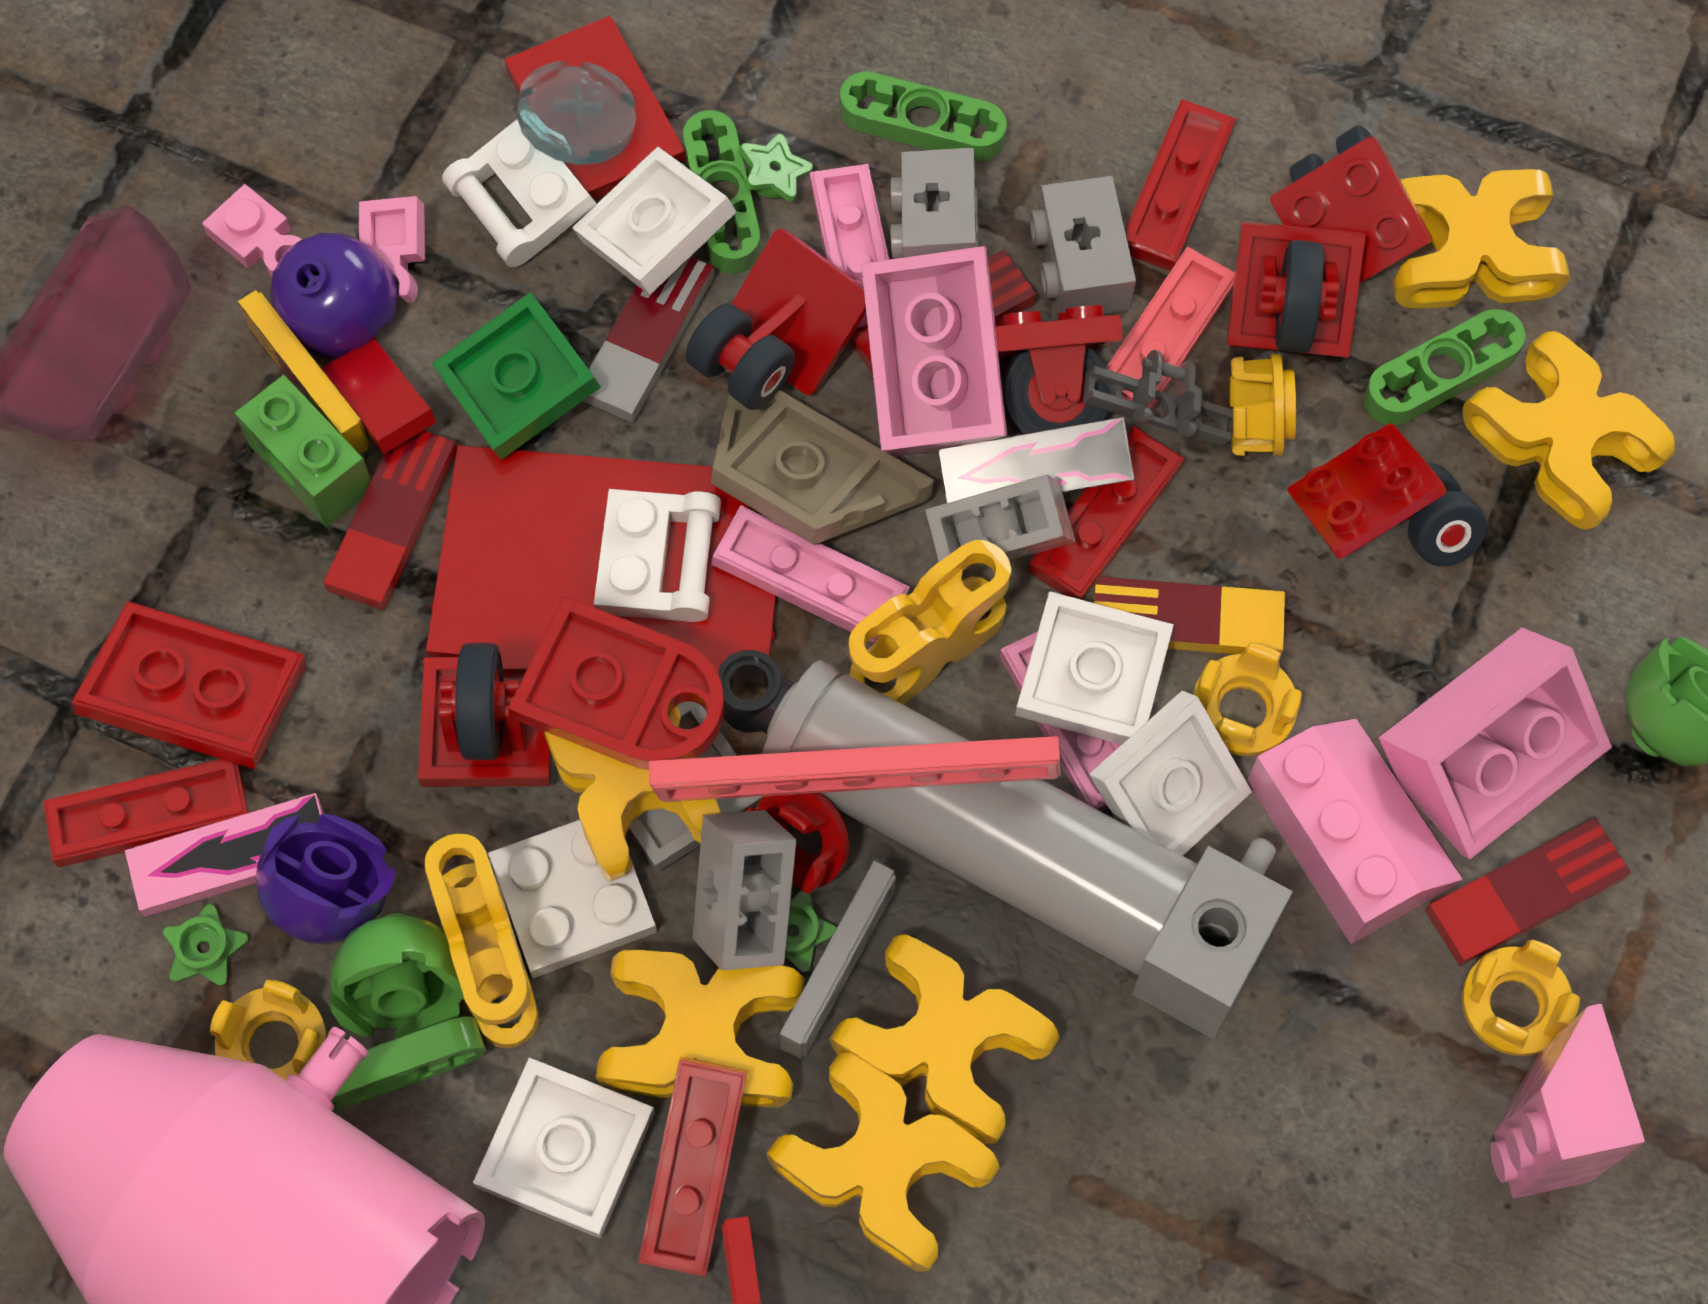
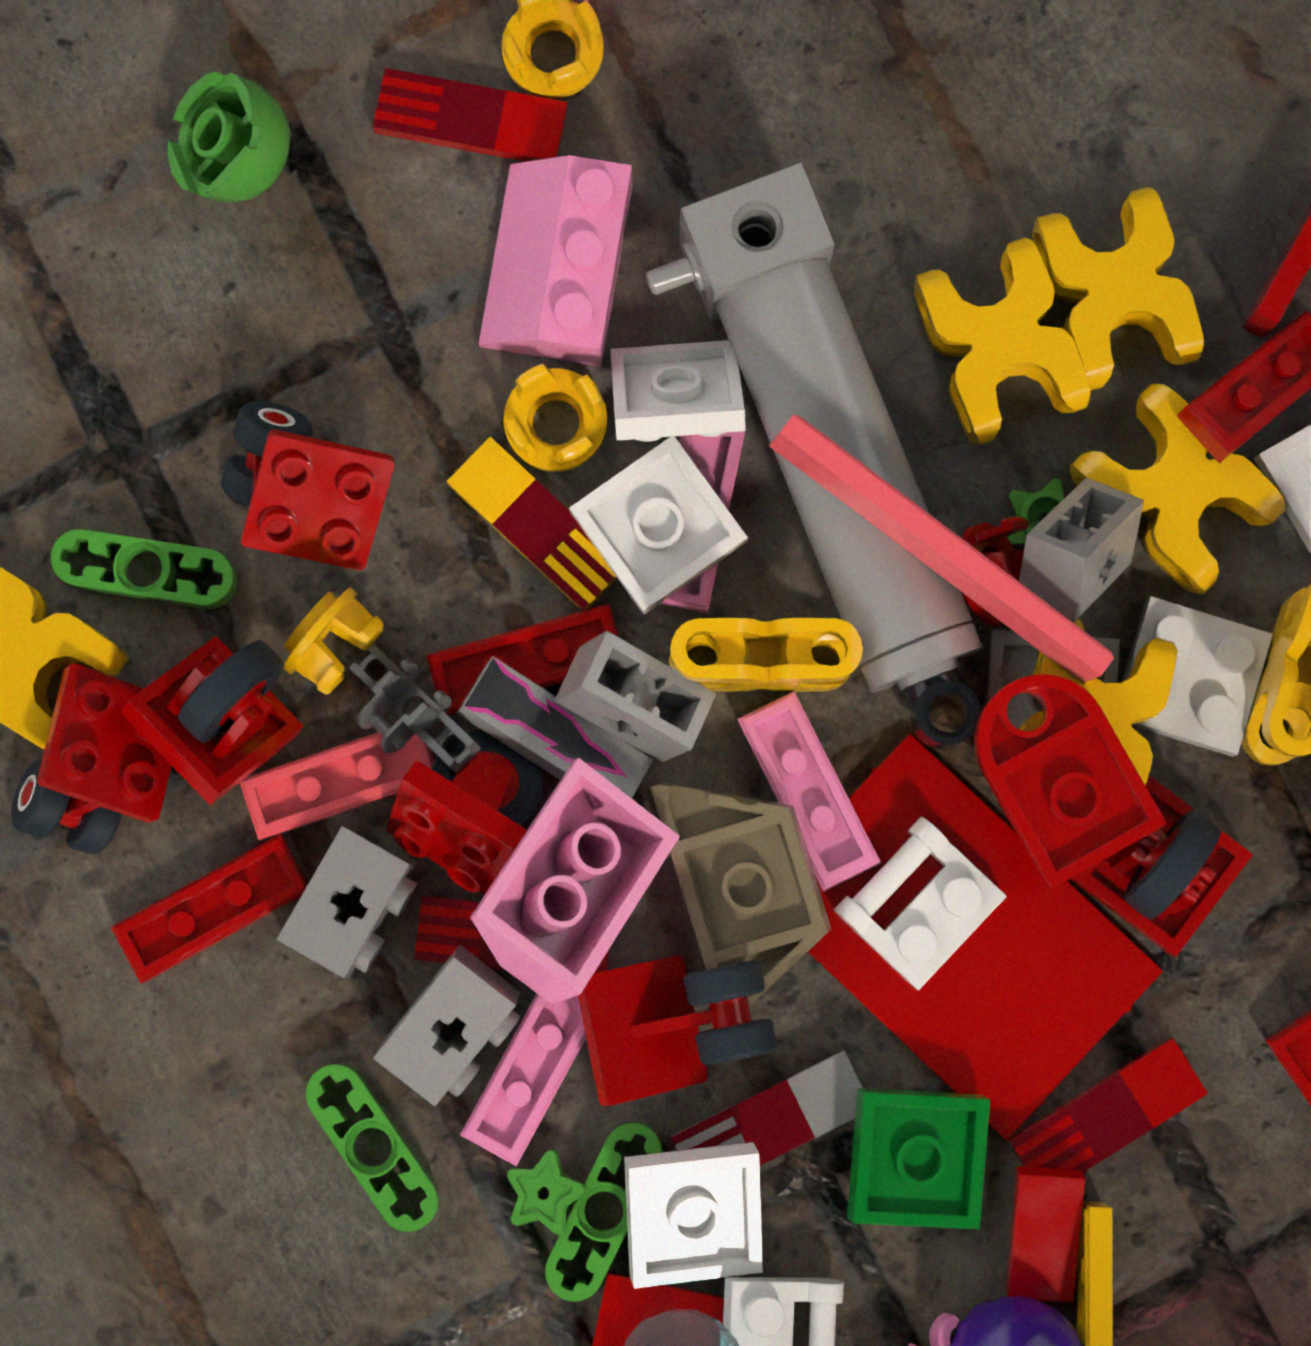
camera: 140 degrees left, 15 degrees up
(304, 450) = (1147, 1225): bright green brick -> none
(838, 961) = (1035, 458): light grey tile -> none
(1497, 740) = (391, 239): bright pink slope -> none
(1568, 430) = (100, 434): yellow piece -> none

